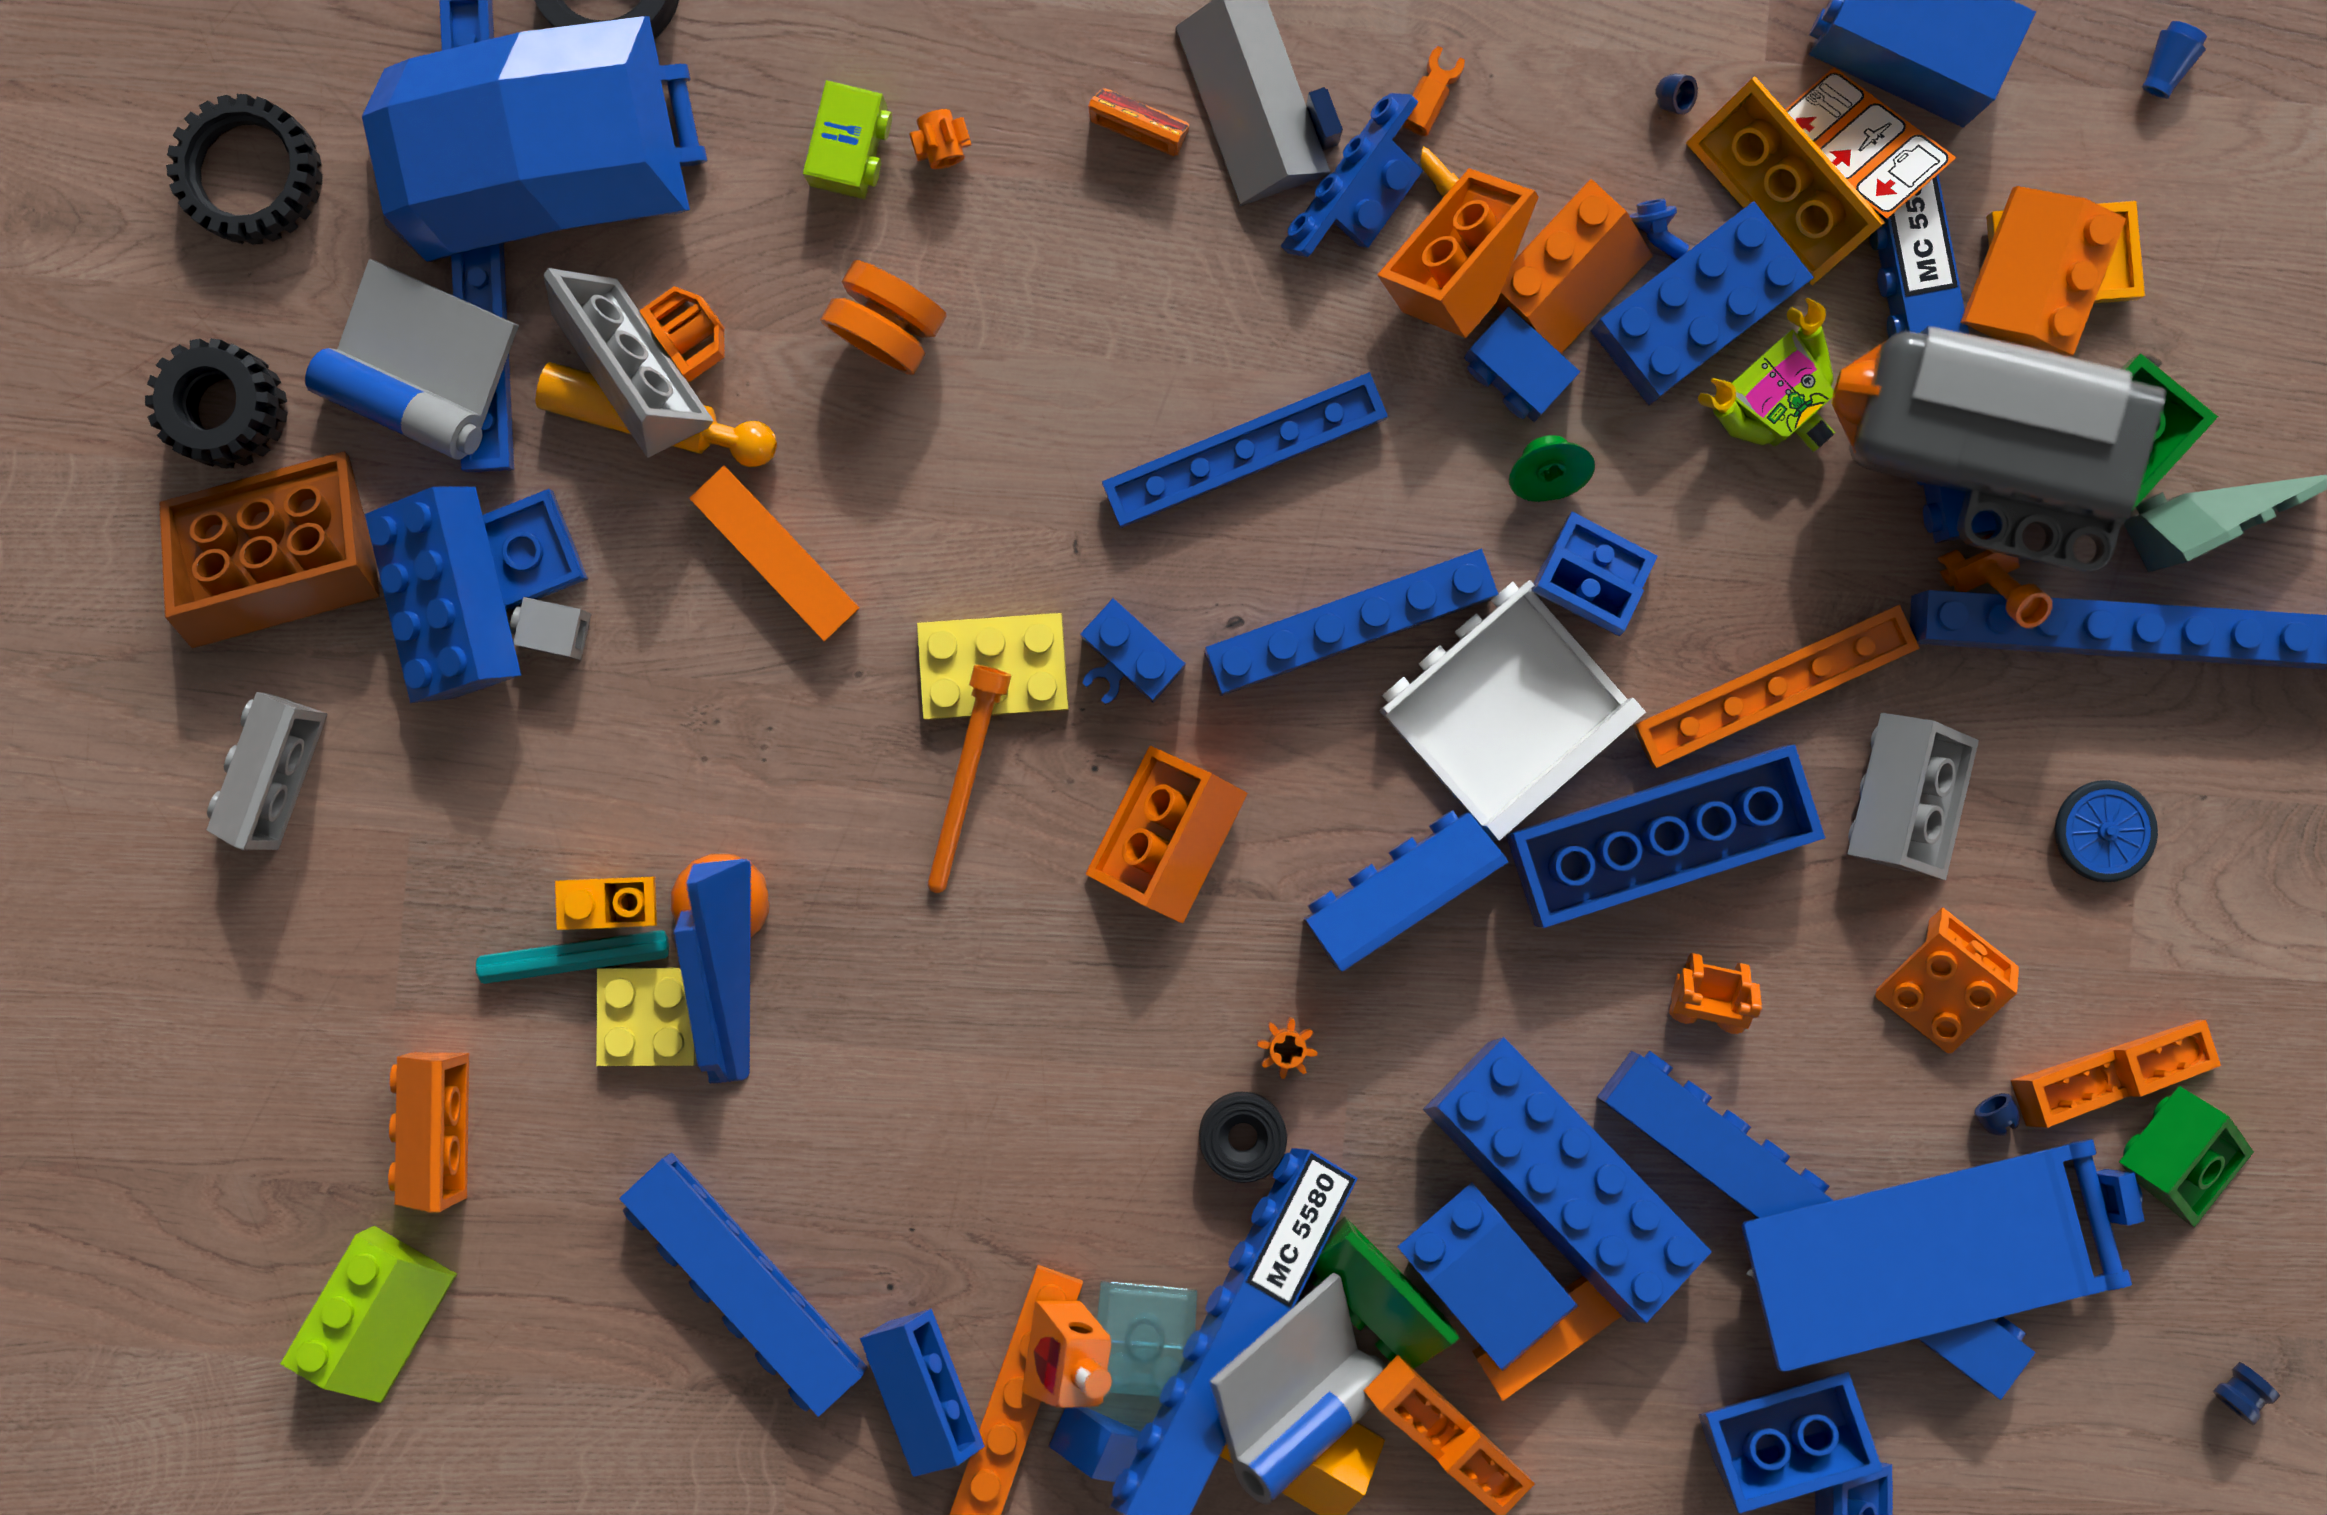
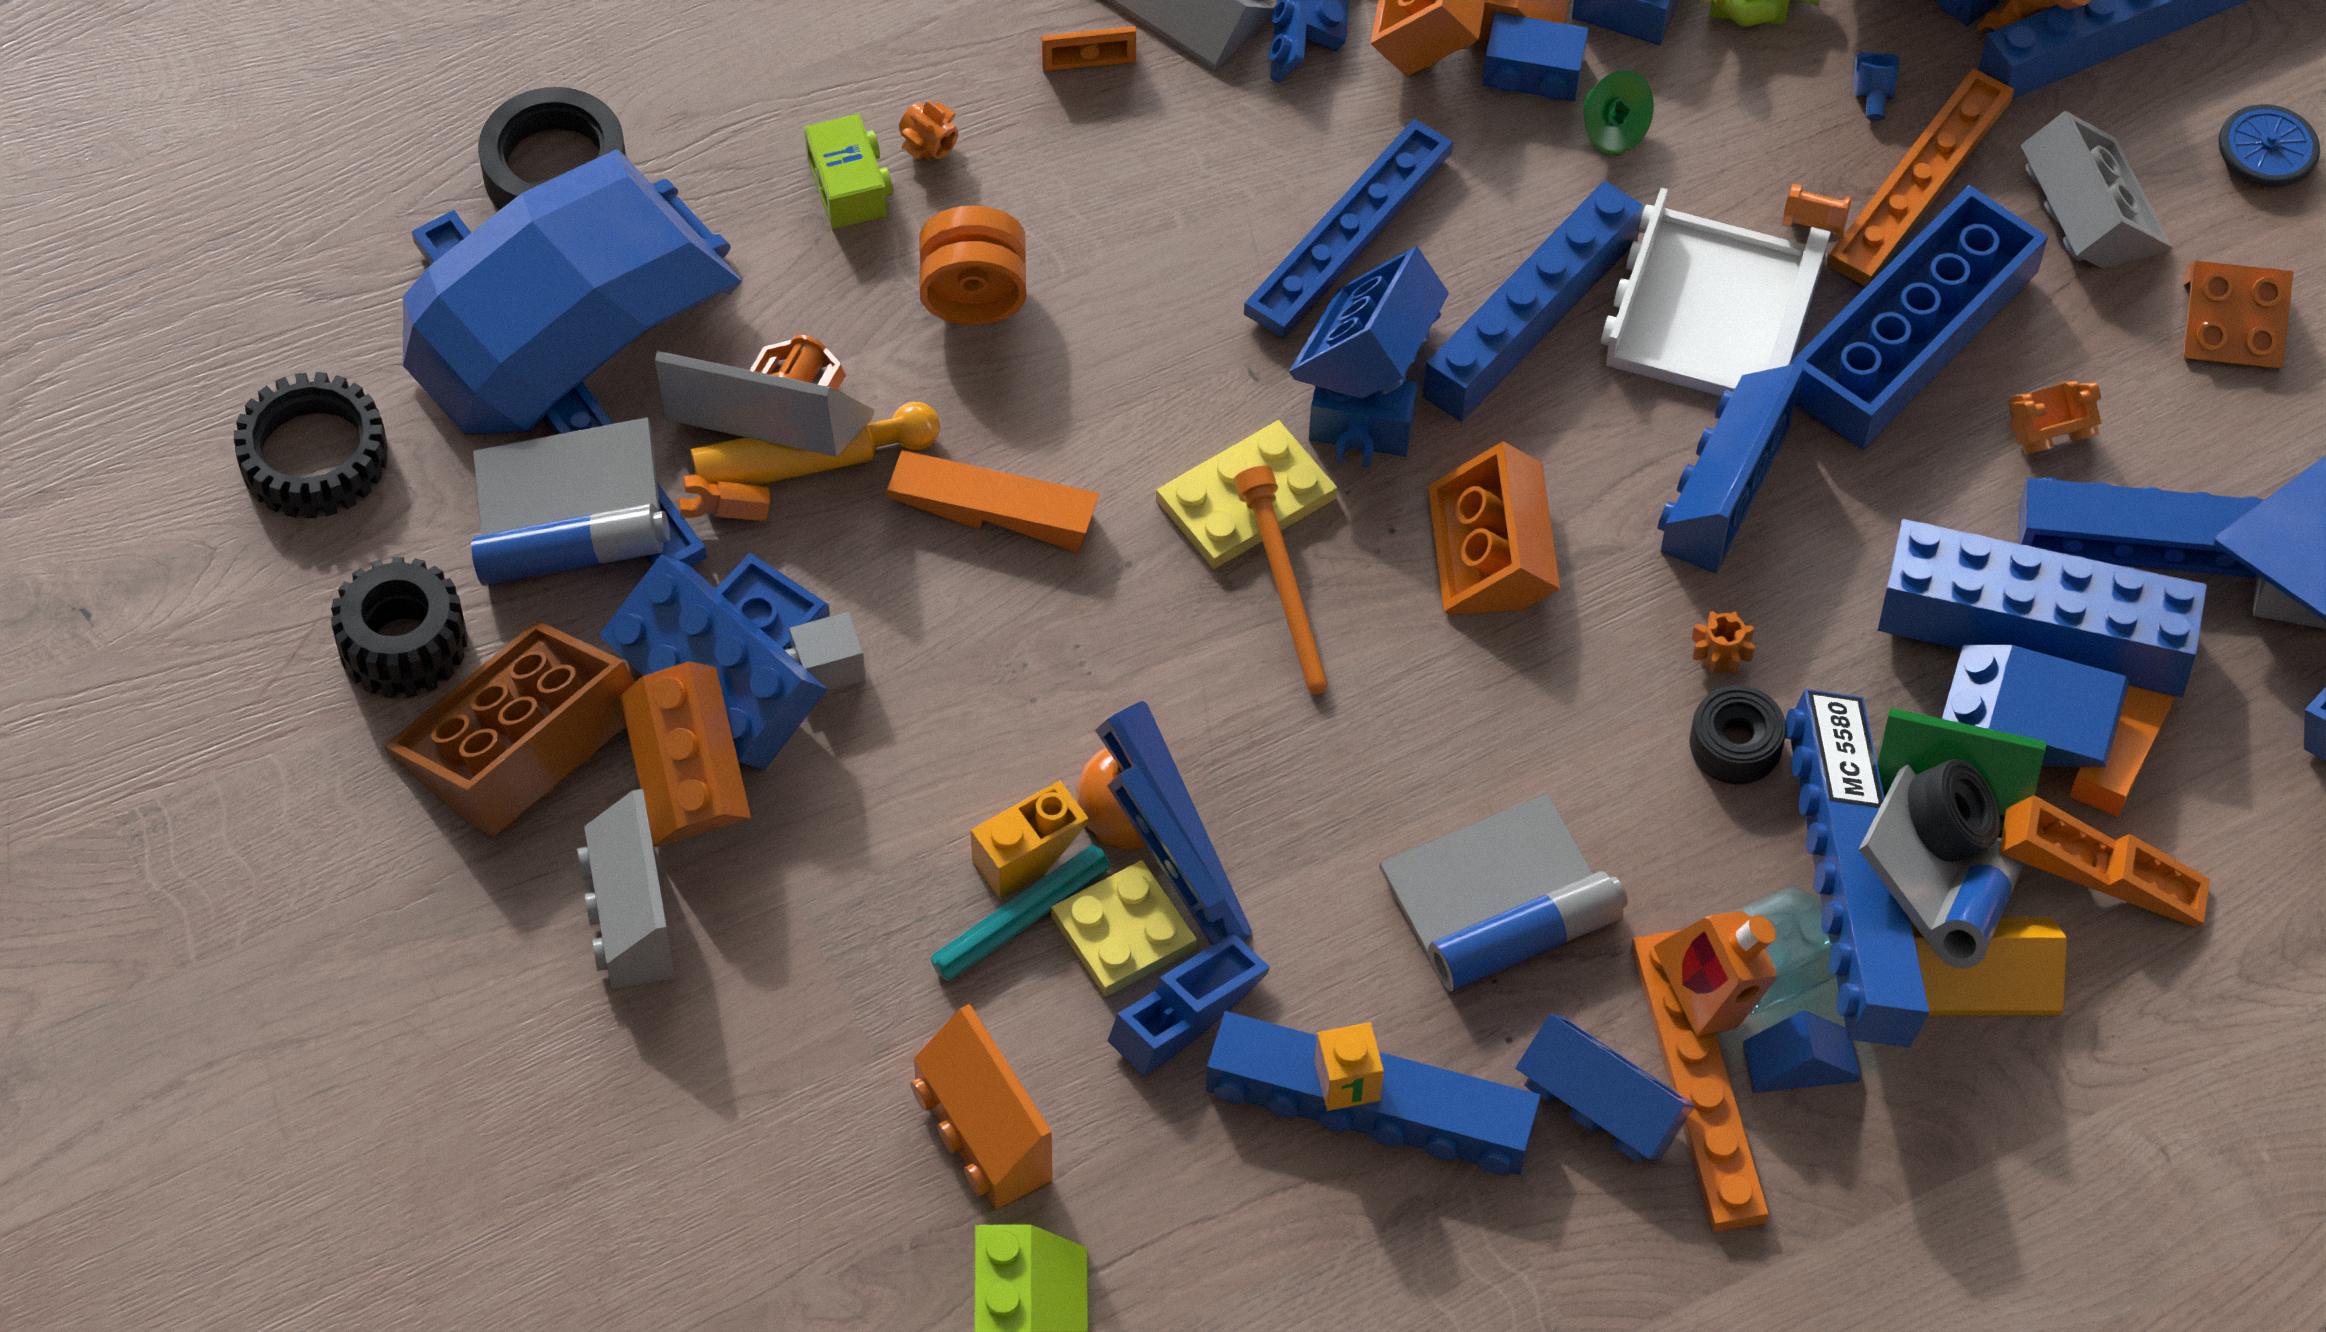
camera: 30 degrees left, 30 degrees down
(368, 680) = (684, 752): none -> orange slope
(551, 428) = (724, 499): none -> orange bar
(653, 1117) = (1186, 1003): none -> blue slope
(713, 1282) = (1349, 1066): none -> light orange brick
(960, 1165) = (1501, 892): none -> light grey door
(1177, 589) = (1373, 328): none -> blue slope
(1342, 1347) = (1953, 810): none -> black tyre
(1594, 574) = (1711, 167): blue brick -> none
(1651, 678) = (1816, 211): none -> orange piece
(1807, 562) = (1876, 79): none -> blue piece

